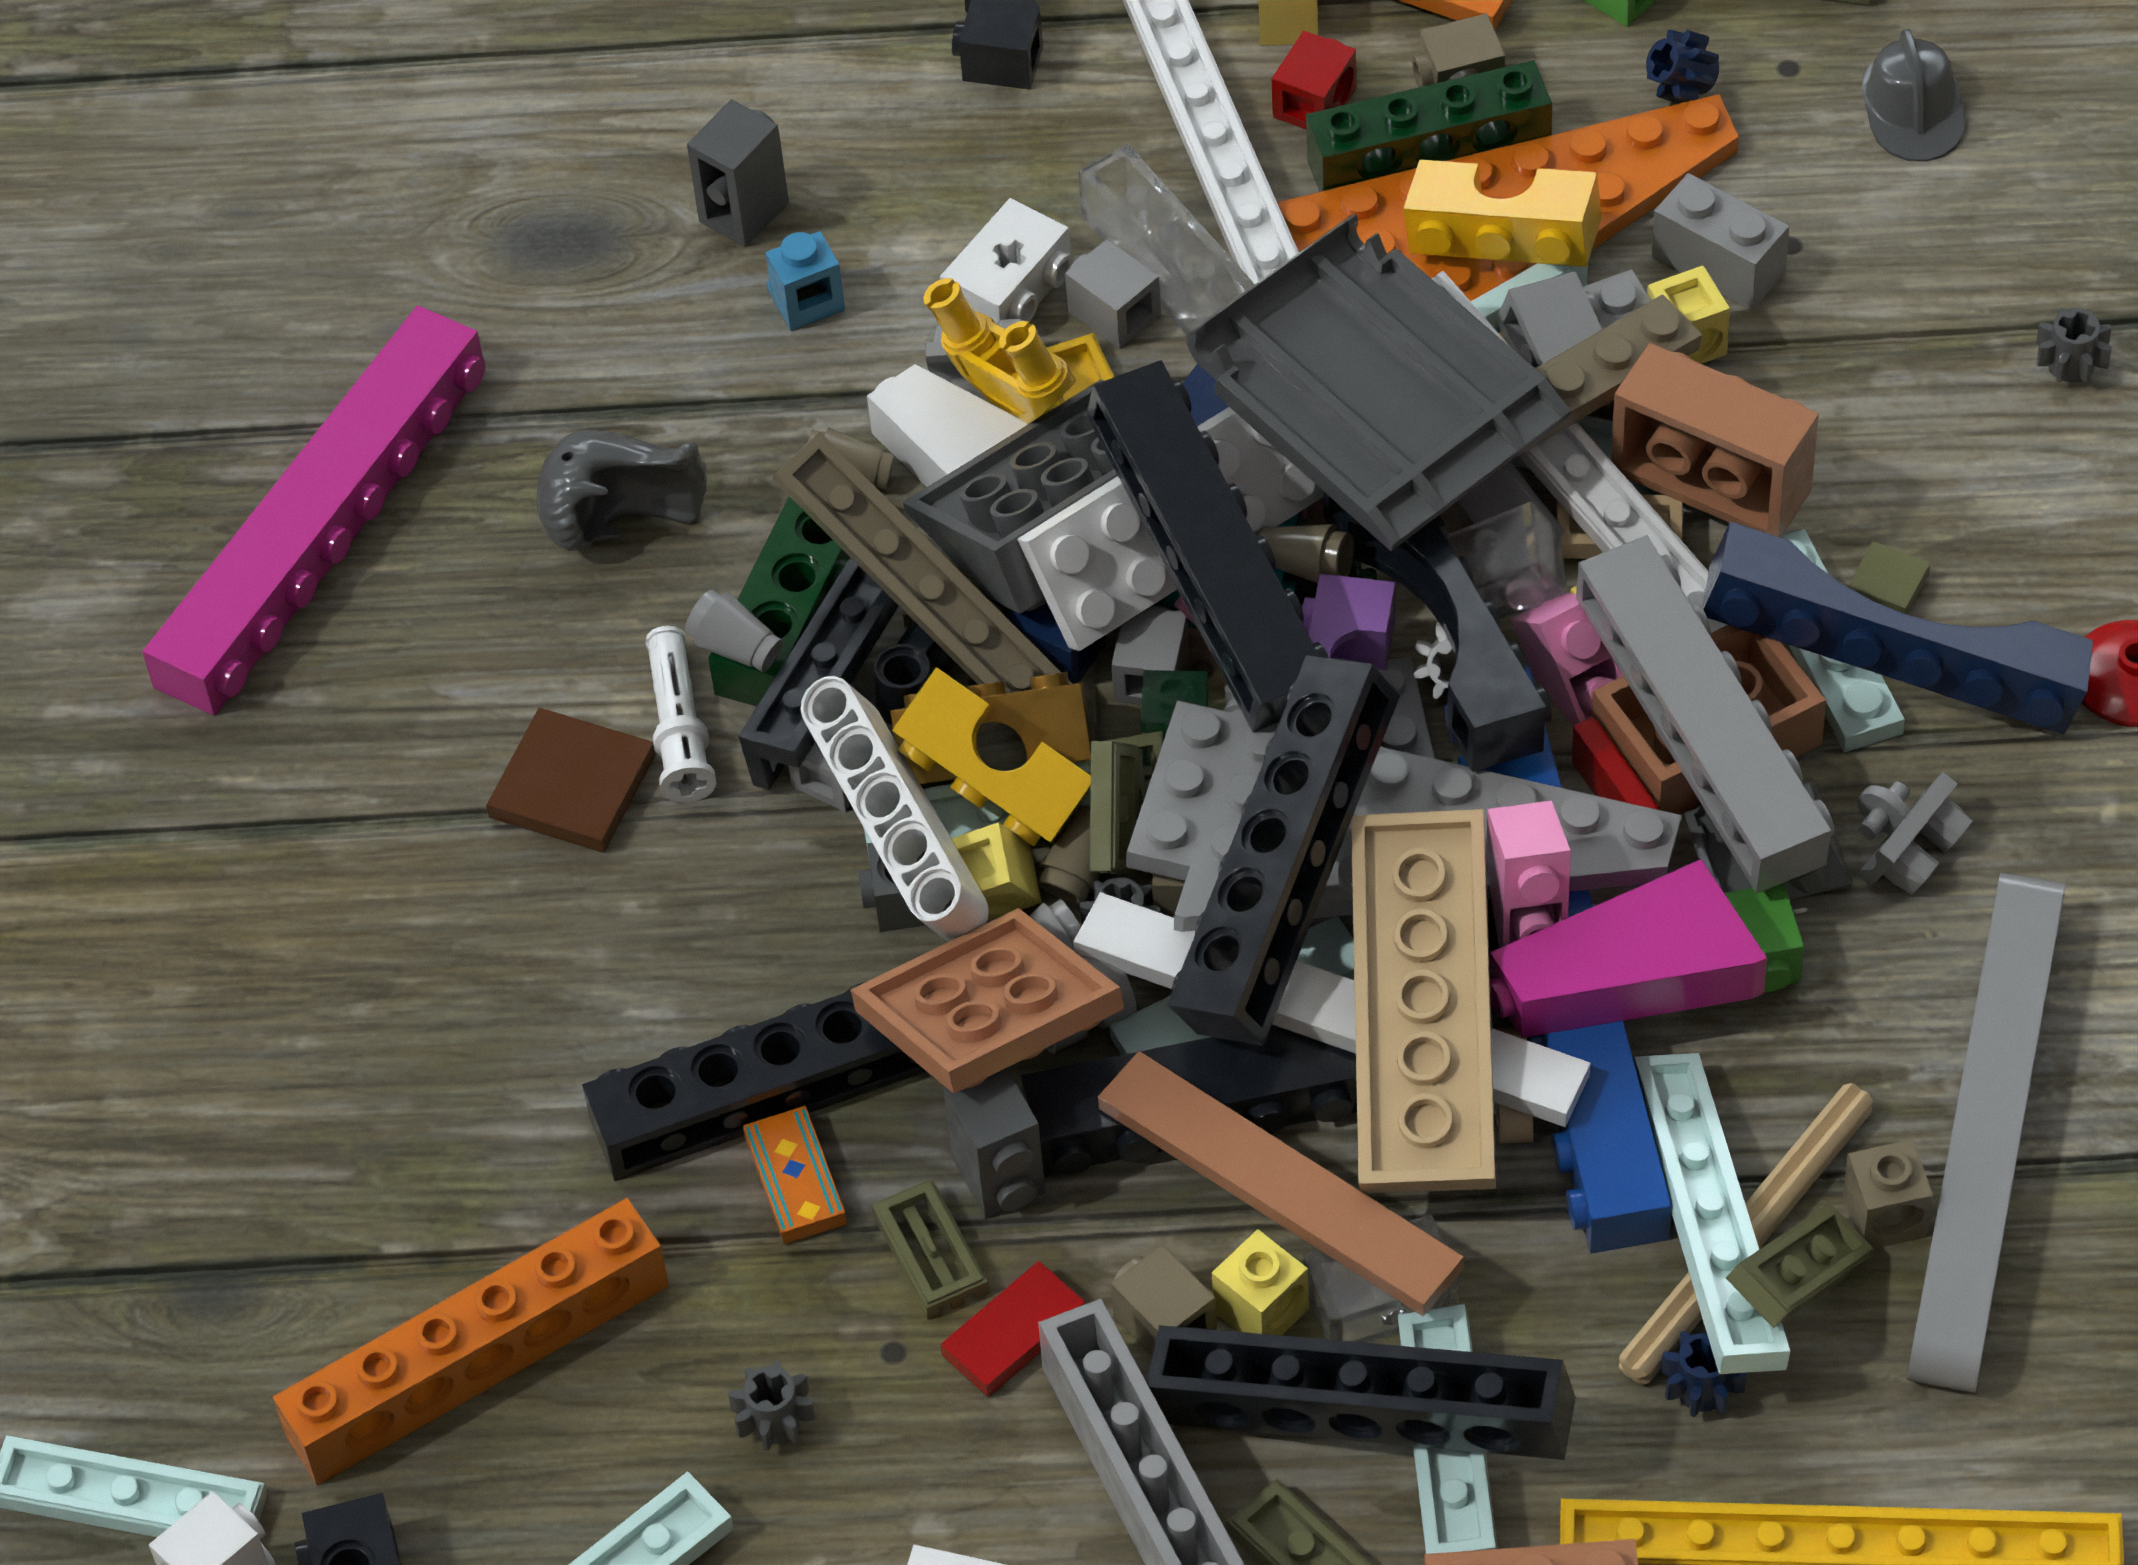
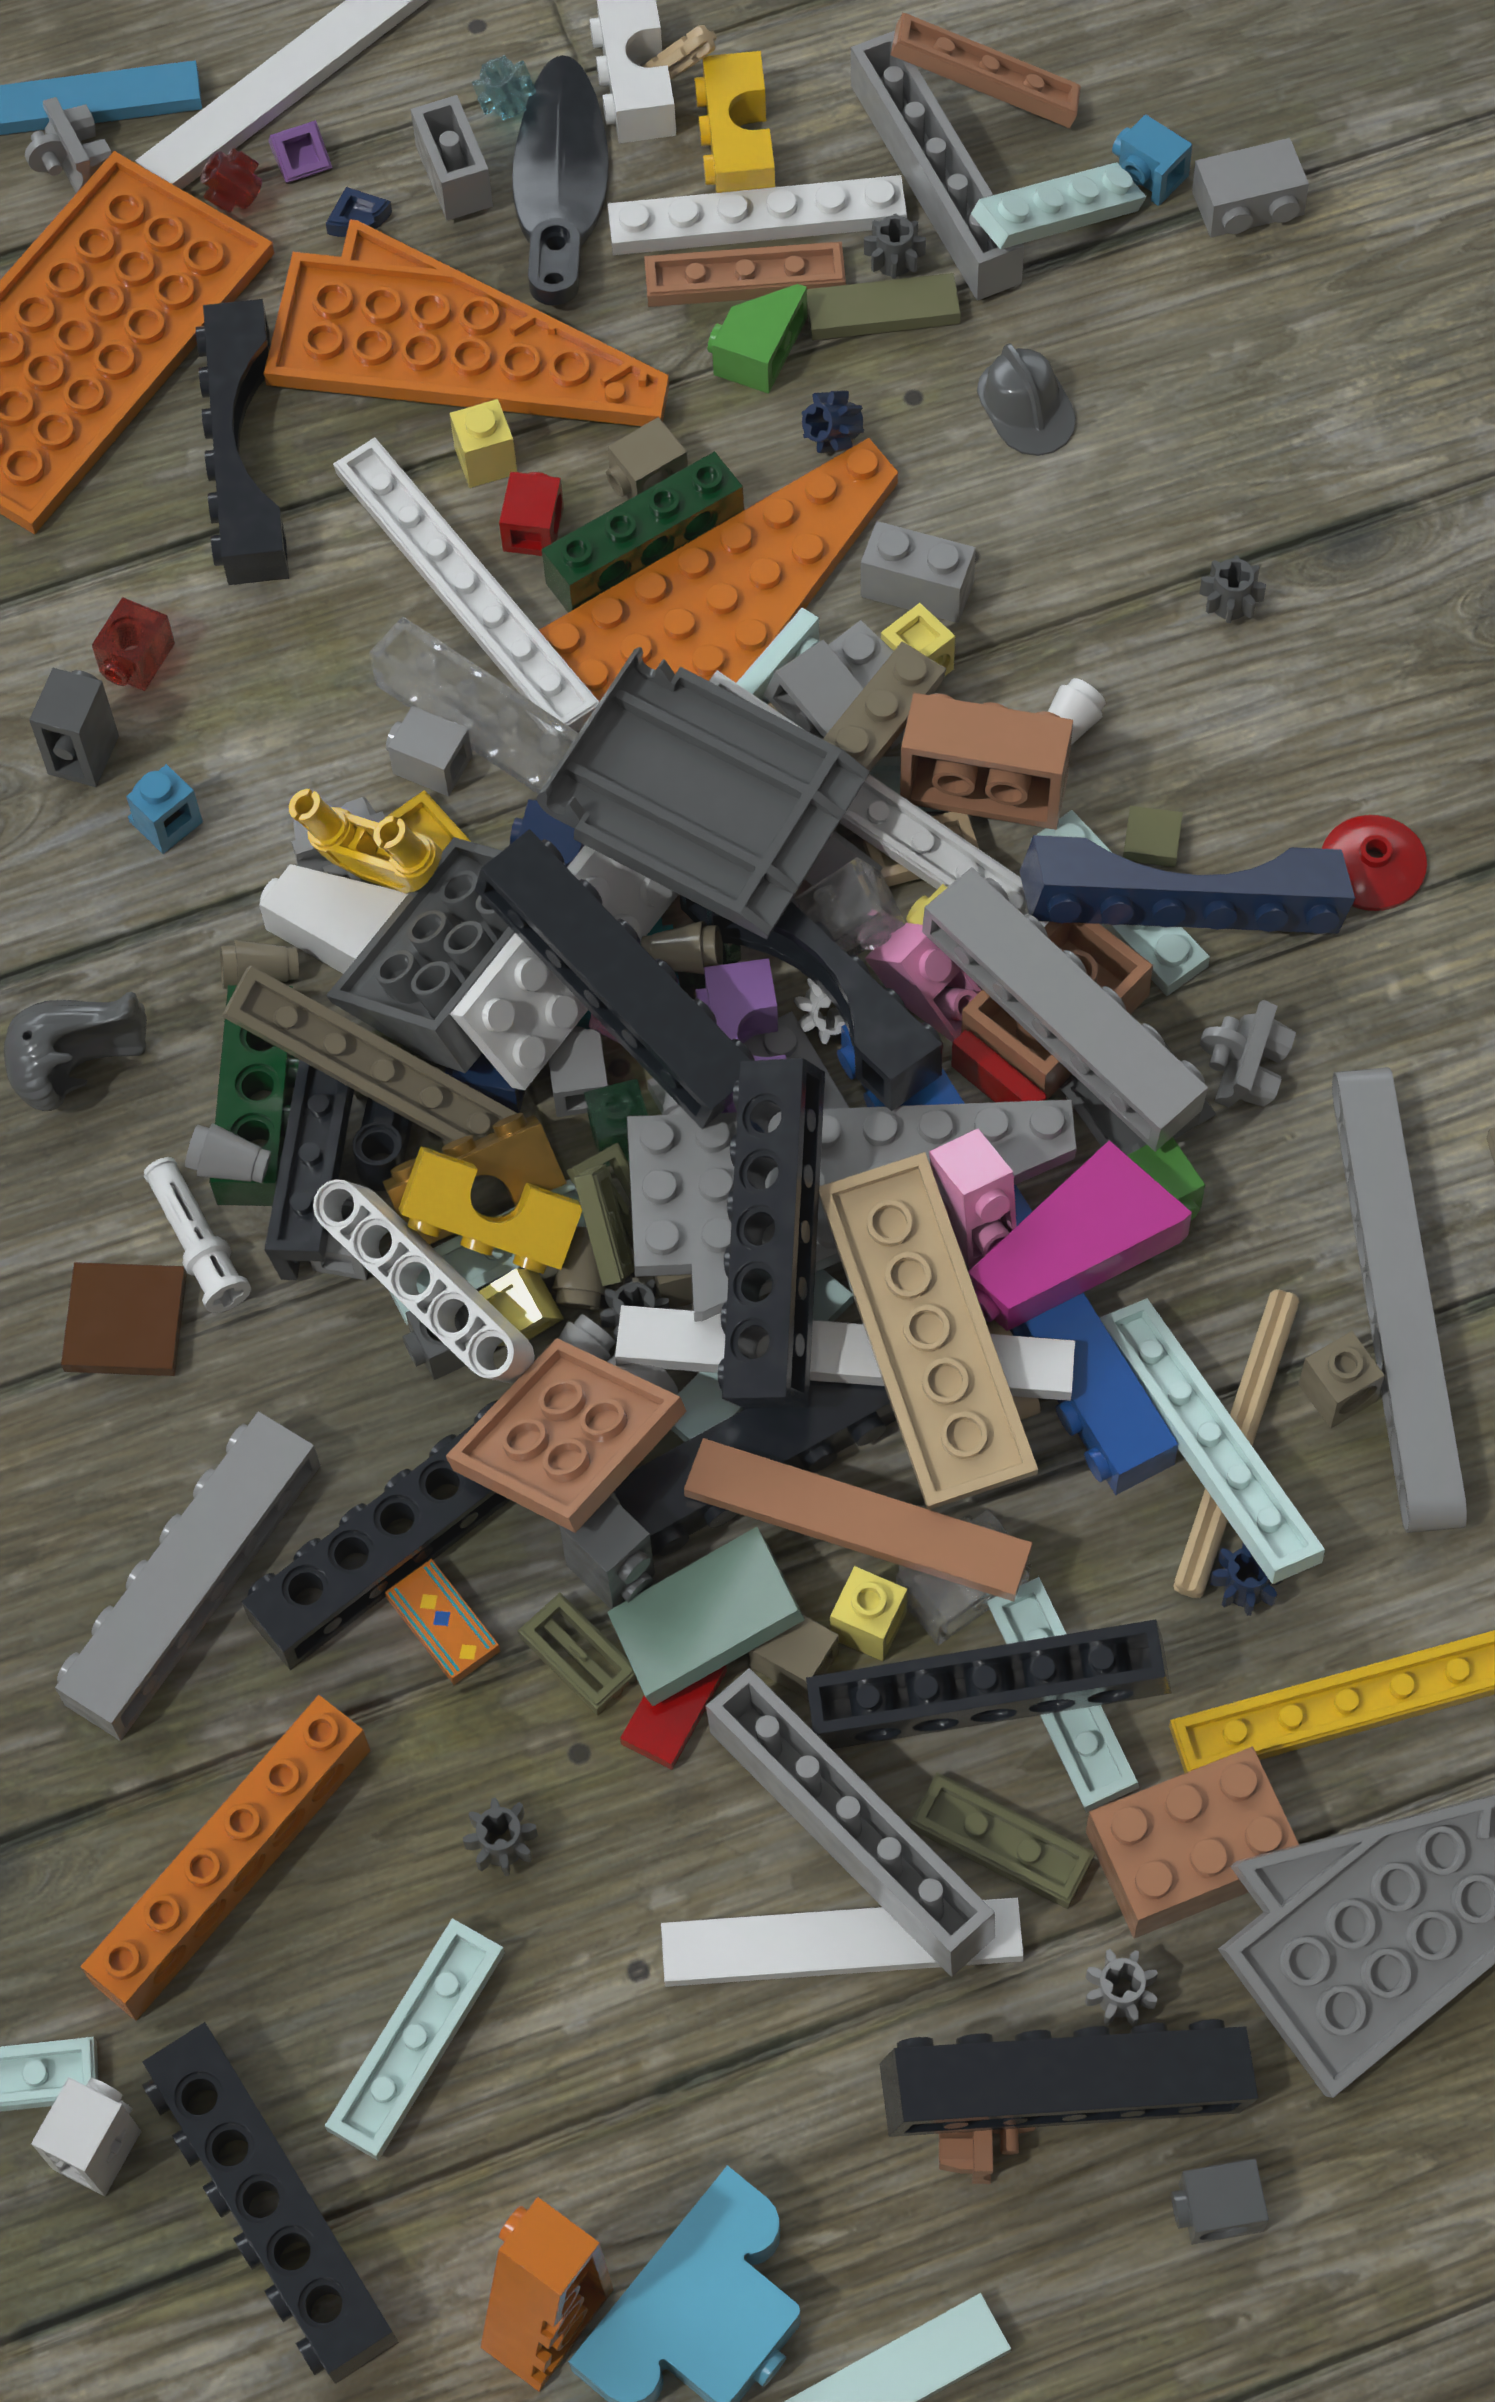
camera: 20 degrees left, 10 degrees up
(539, 1049) = (187, 1575): none -> light grey brick
(835, 110) = (128, 627): none -> clear red brick
(1012, 263) = (335, 749): white brick -> none
(1077, 1240) = (705, 1616): none -> sand green tile
(1543, 225) = (775, 602): yellow arch -> none
(1800, 1265) = (1300, 1466): olive tile -> none
(1845, 429) = (1080, 703): none -> white cone

